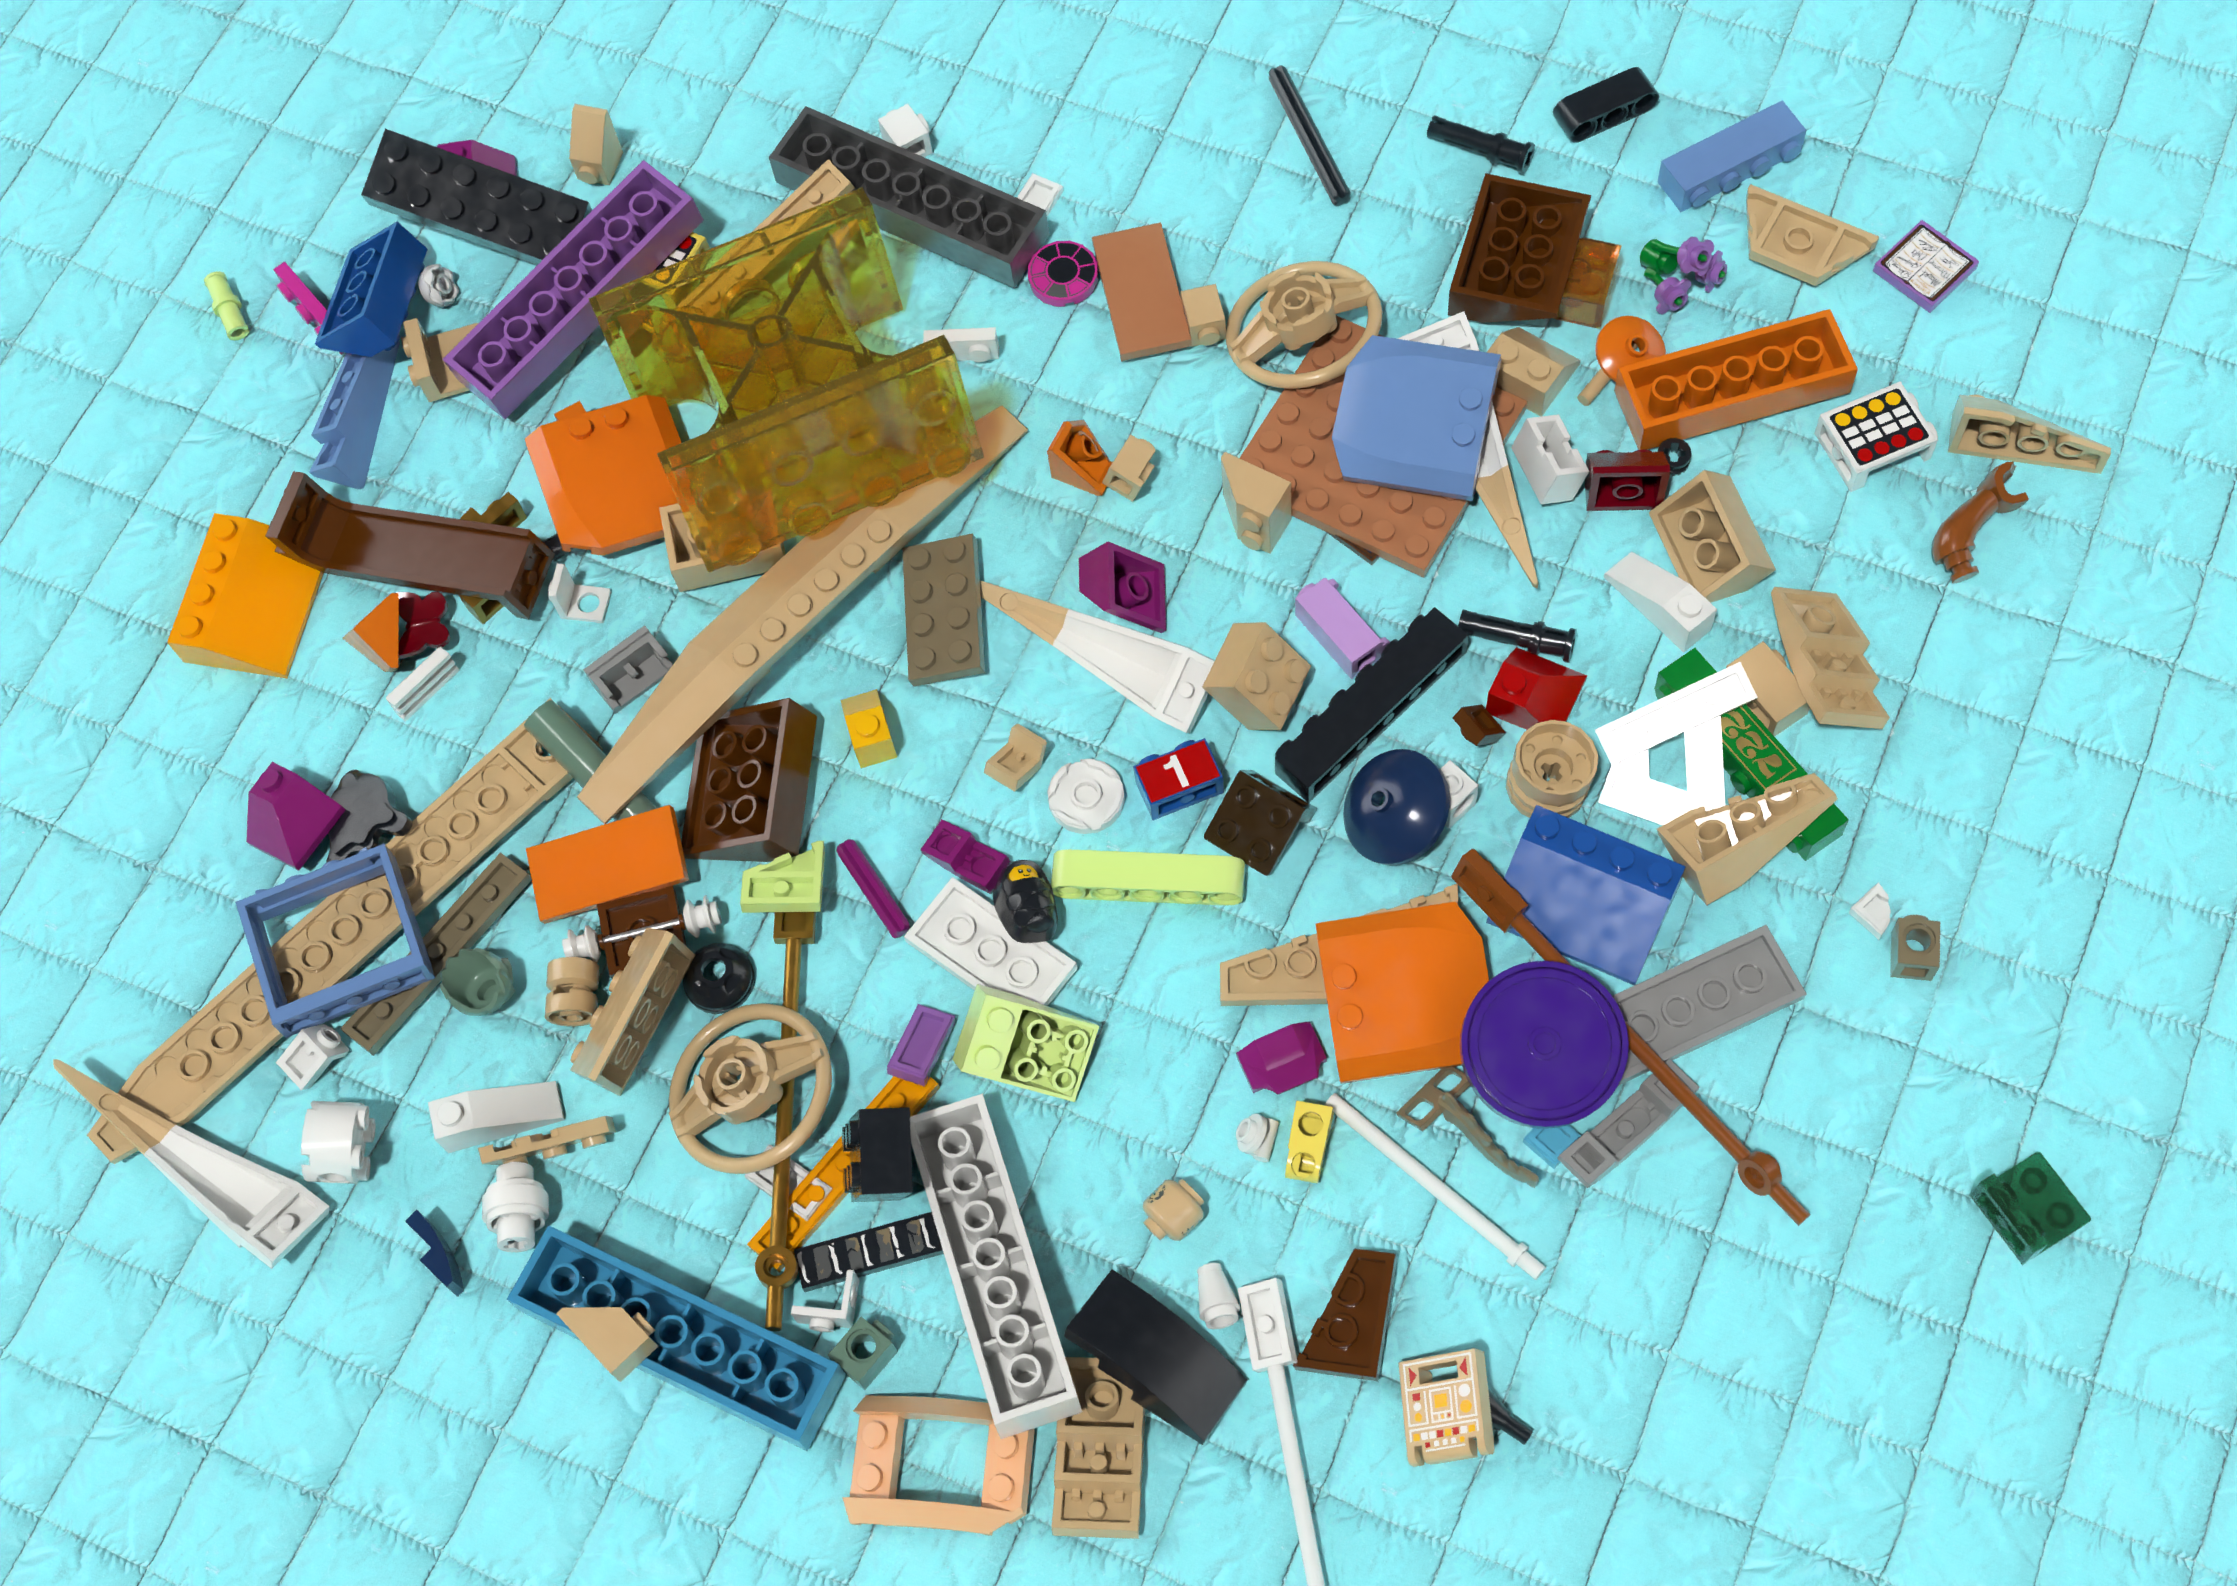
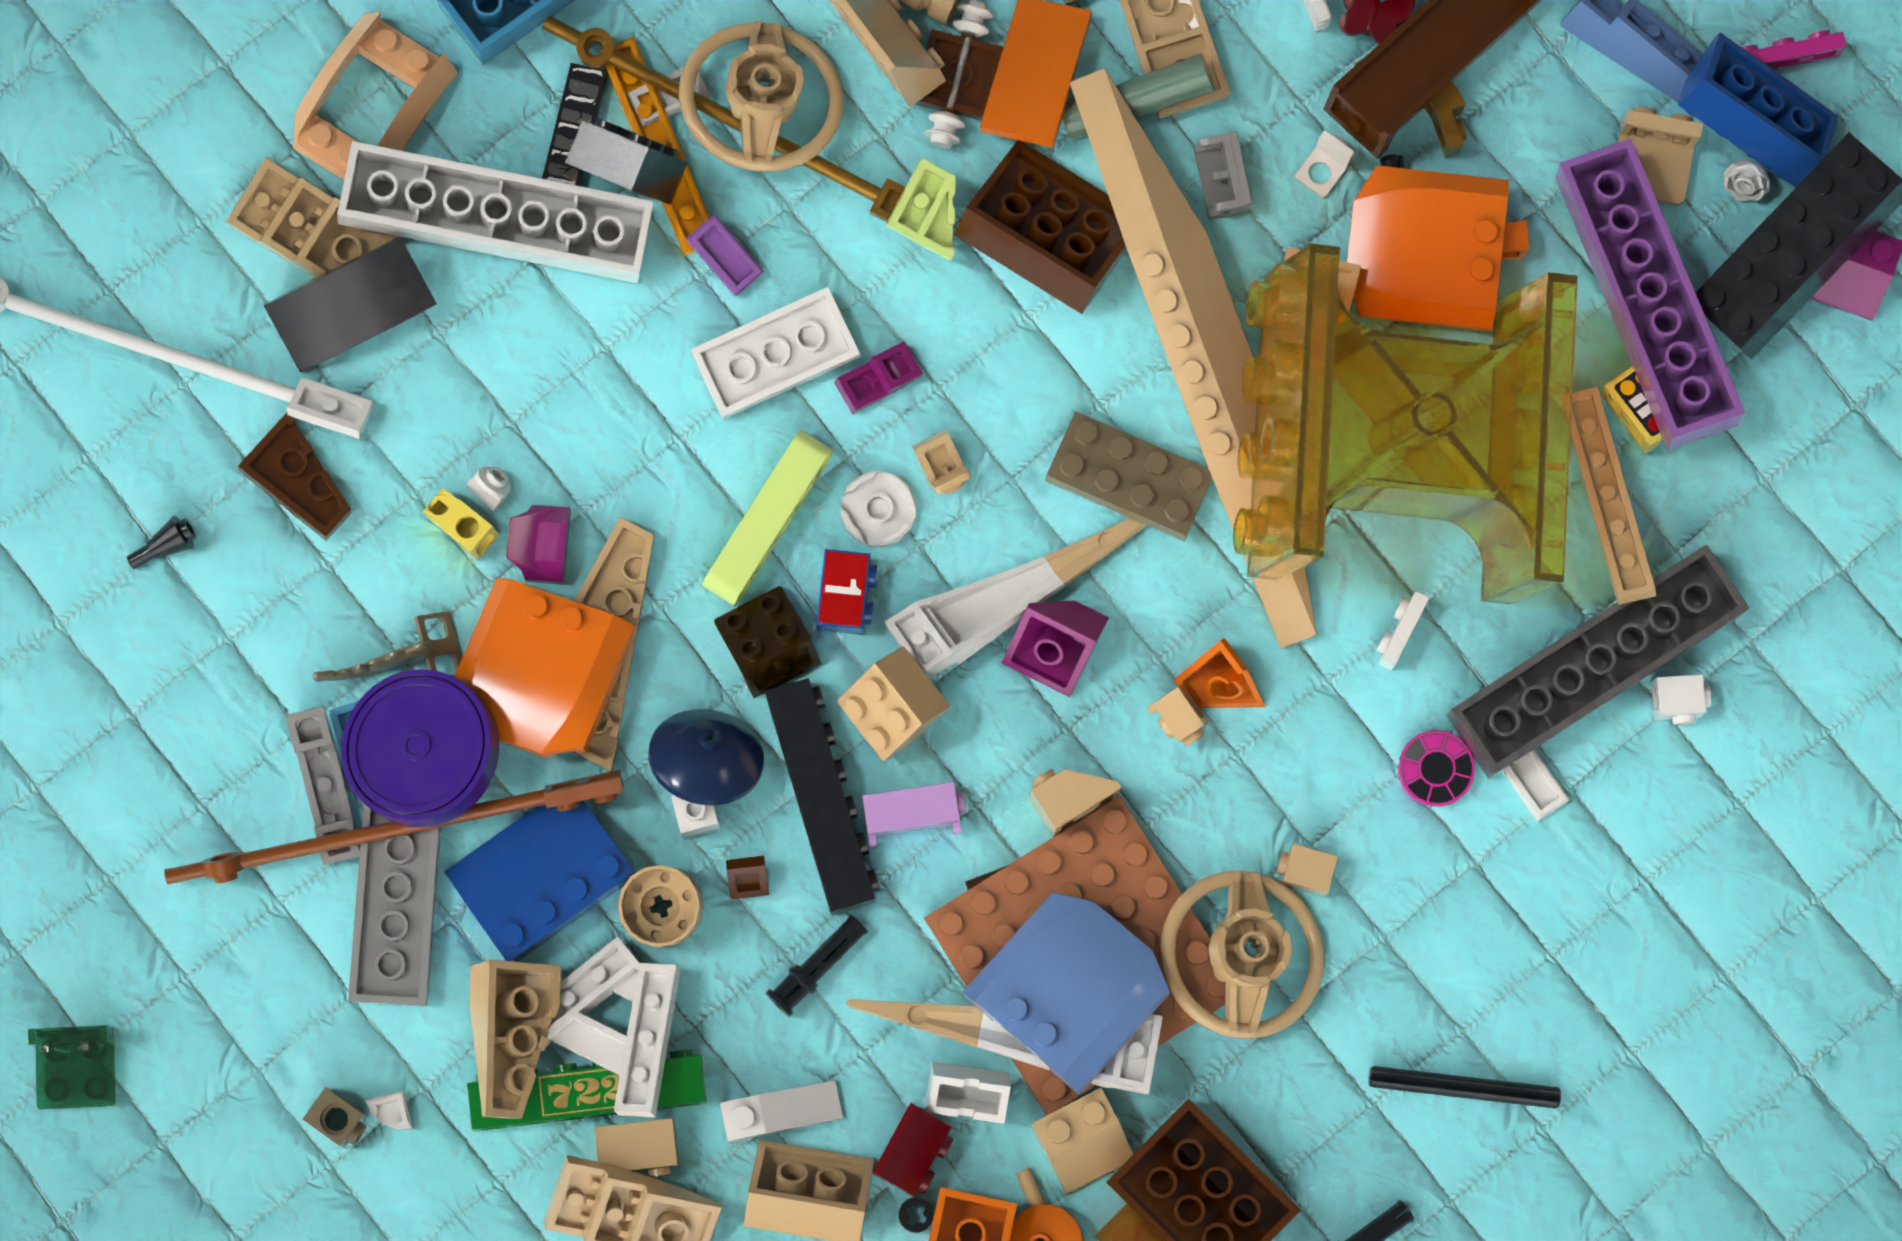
camera: 105 degrees right, 15 degrees up
(593, 145) = (1823, 390): tan slope -> none
(729, 990) = (879, 138): black piece -> none
(826, 1319) = (532, 68): white bracket -> none
(864, 1370) = (483, 70): sand green brick -> none
(868, 728) = (1051, 354): yellow slope -> none
(873, 888) = (892, 286): magenta axle -> none
(1024, 1043) = (672, 333): yellowish green slope -> none
(1025, 902) = (798, 400): black piece -> none
(1141, 291) = (1371, 828): nougat tile -> none
(1173, 1210) = (464, 383): tan head -> none
(1216, 1299) = (376, 381): white cone -> none
(1446, 1413) = (176, 501): tan container -> none
(1516, 1253) = (277, 637): white bar -> none
(1533, 690) = (753, 948): red slope -> none

